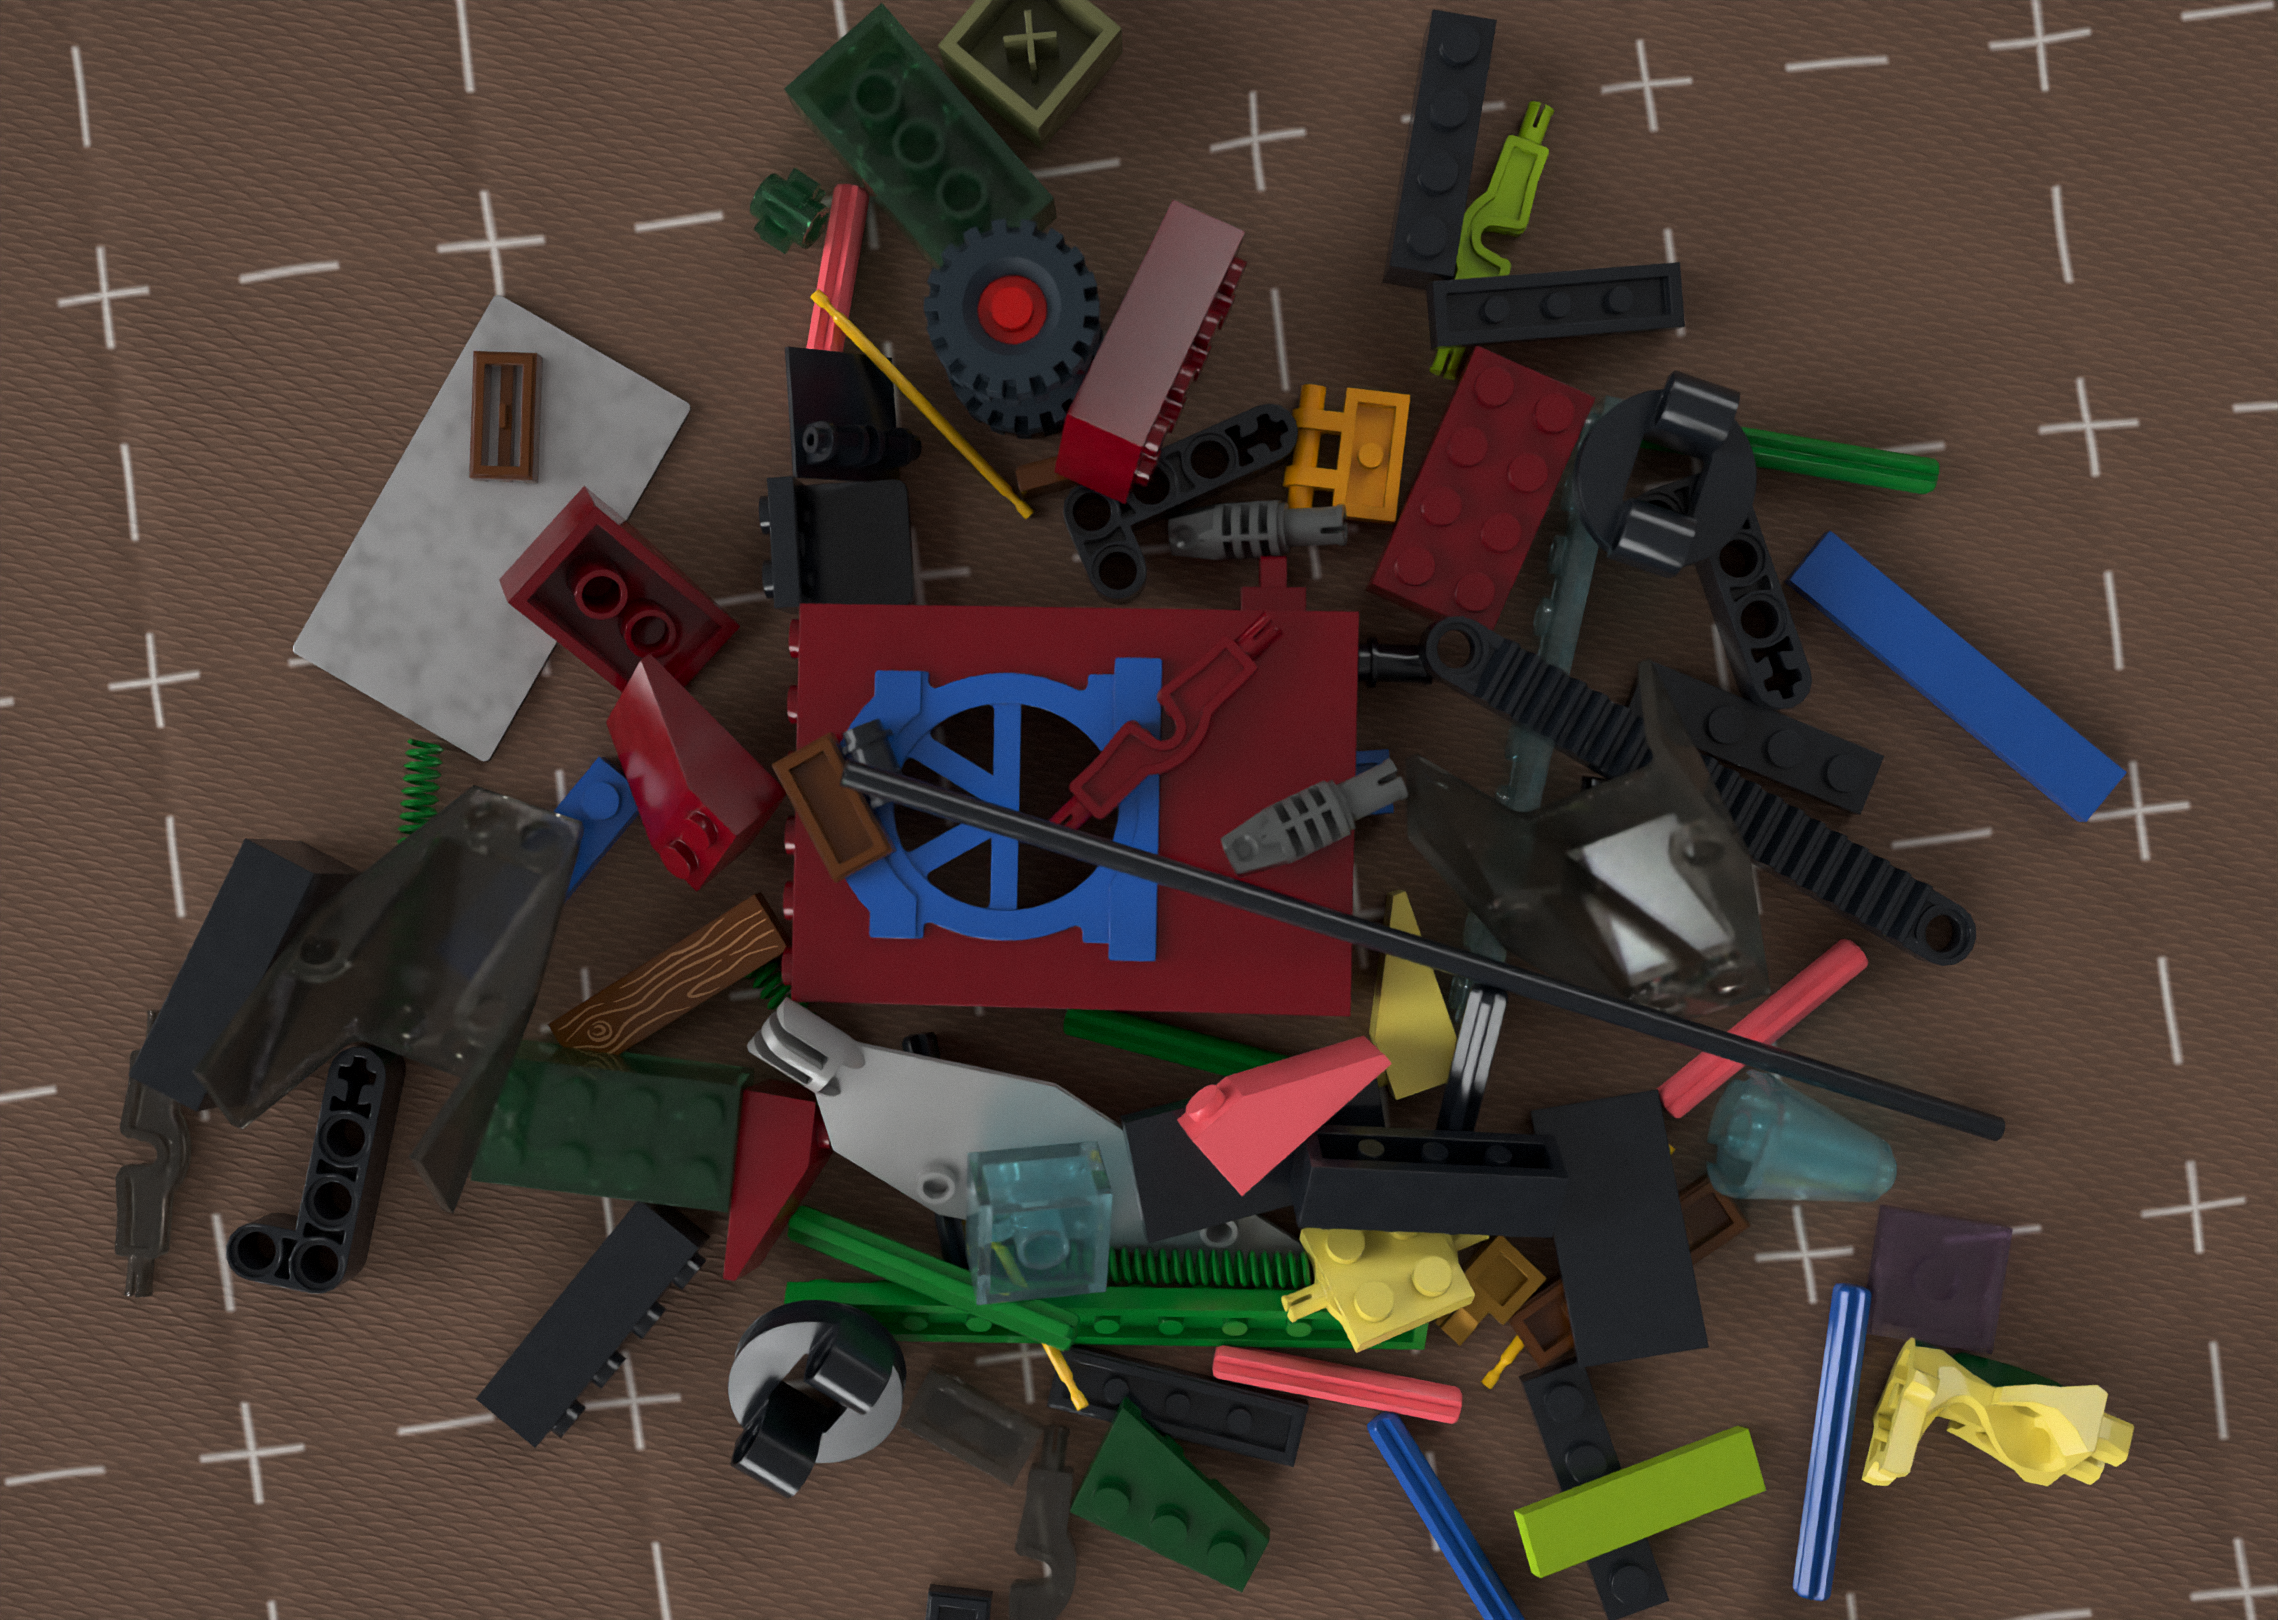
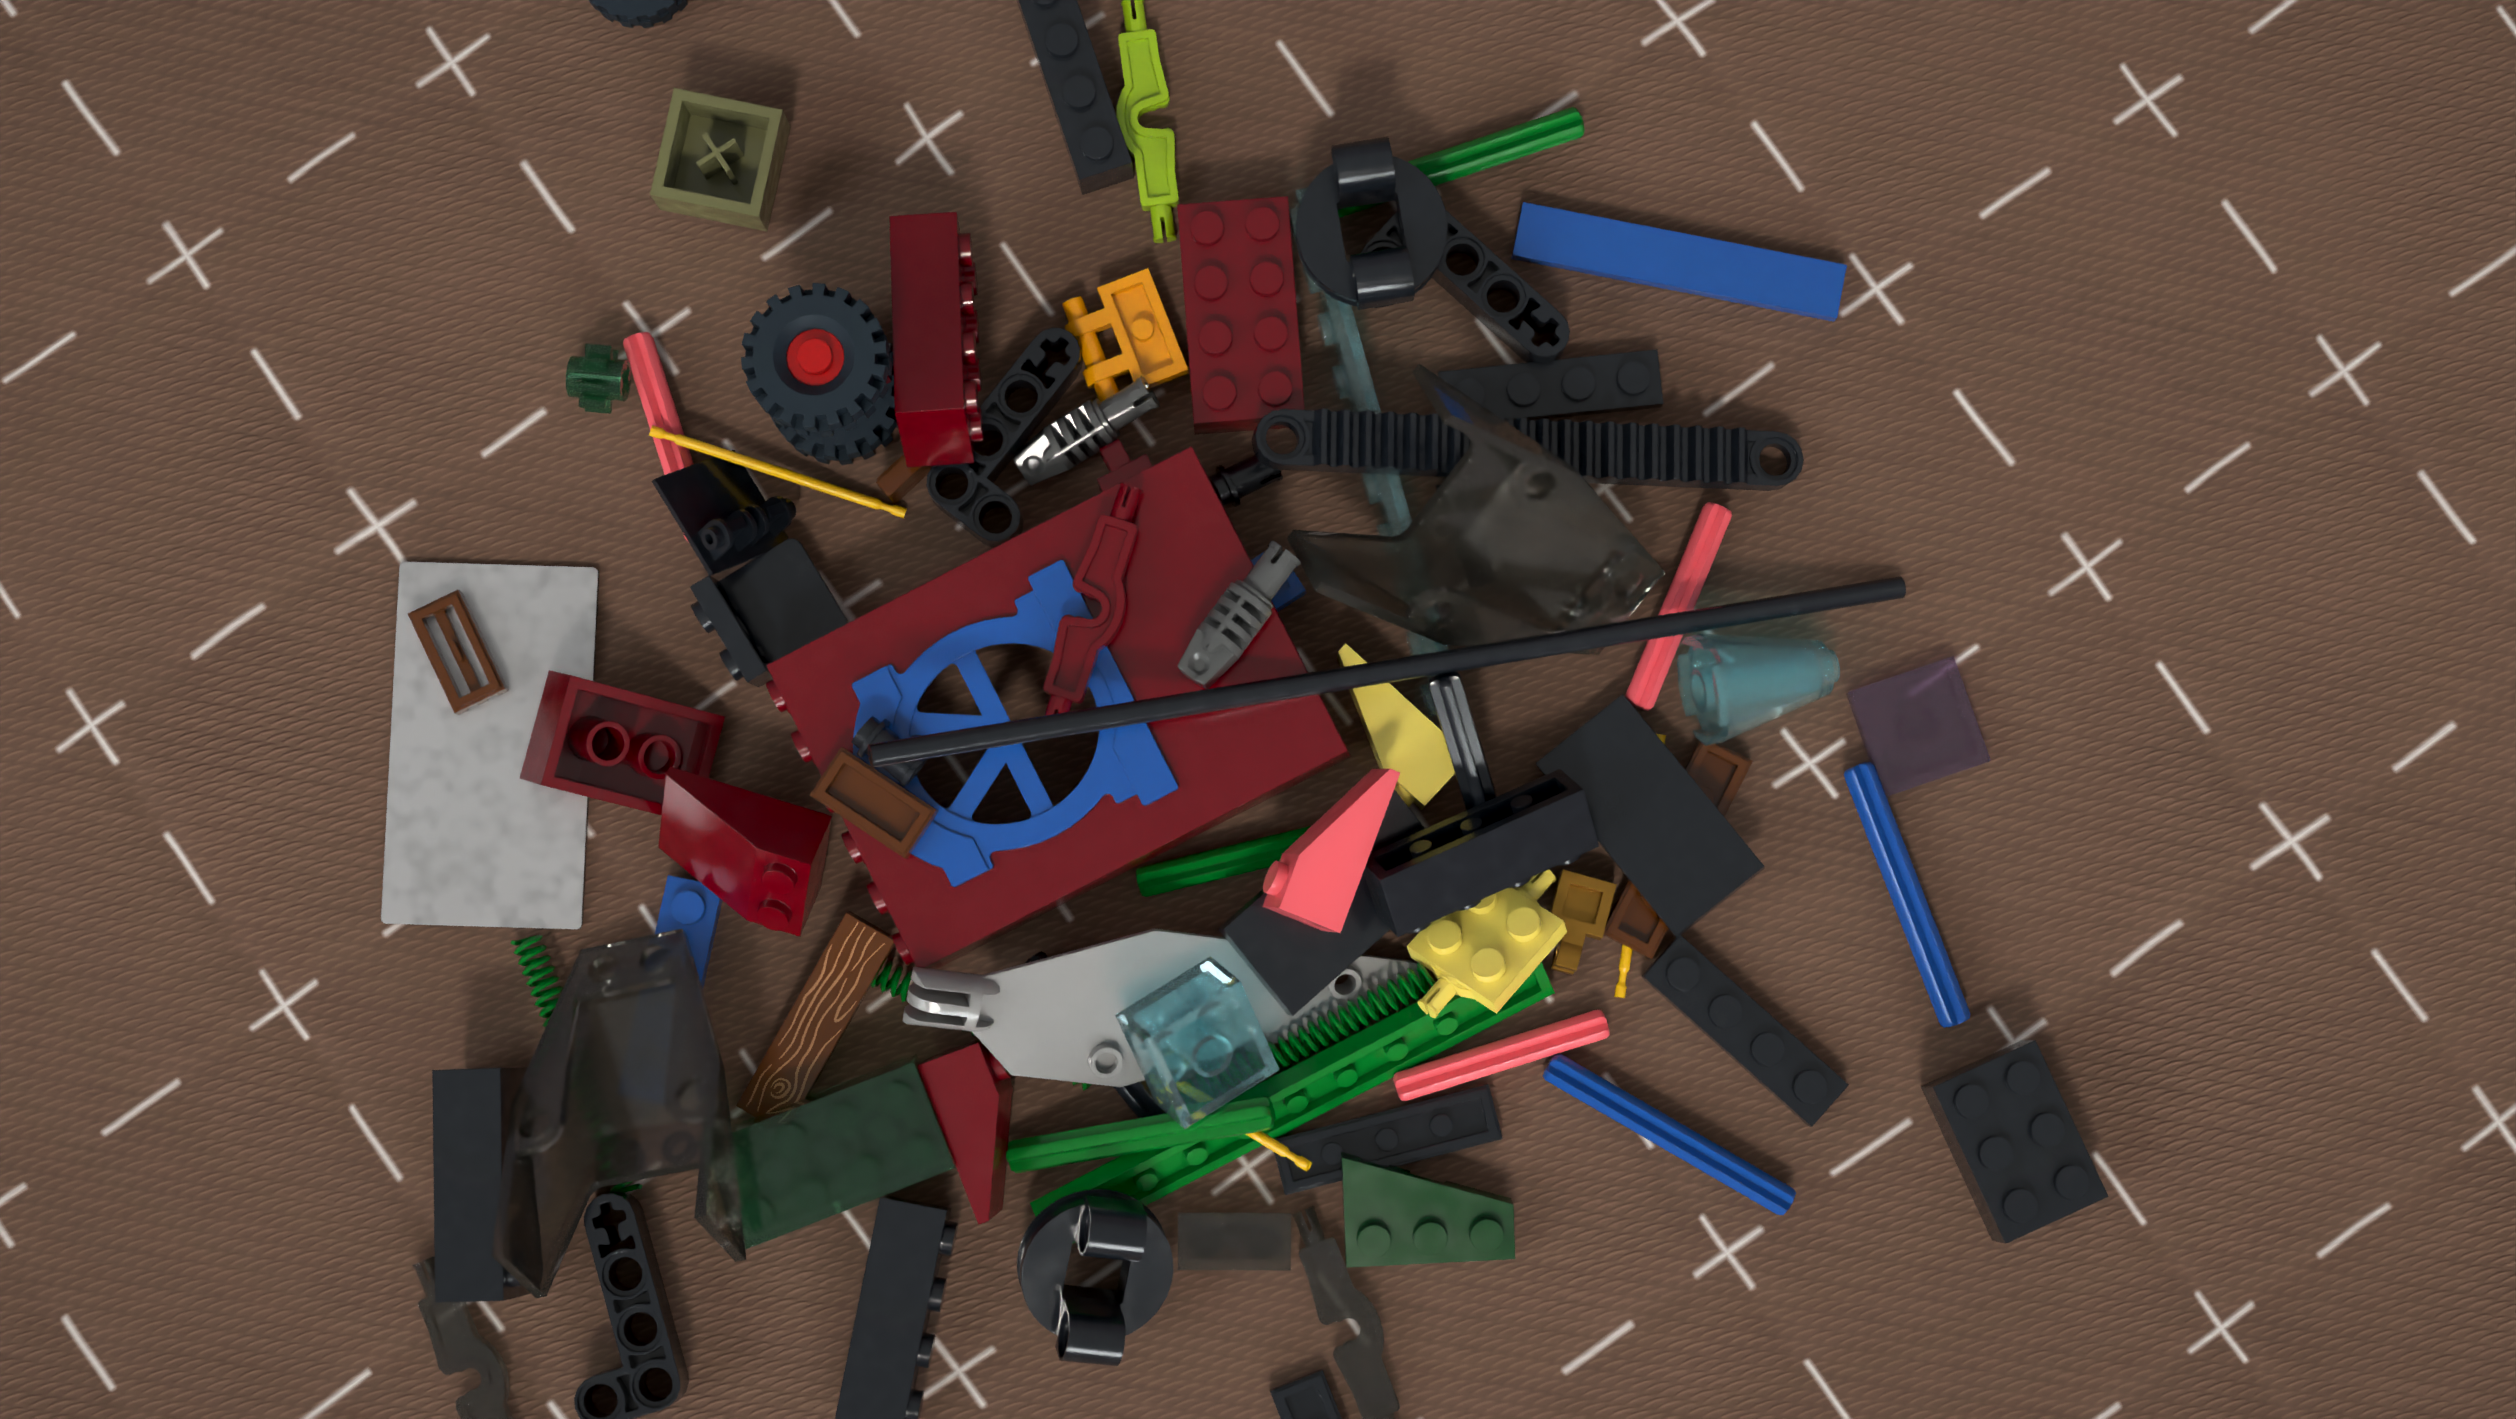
camera: 30 degrees left, 5 degrees down
(914, 139) = (668, 276): clear green brick -> none
(1555, 305) = (1221, 143): black plate -> none
(1639, 1501) = (1780, 1016): lime tile -> none
(1997, 1408) = (2033, 798): light yellow hips -> none

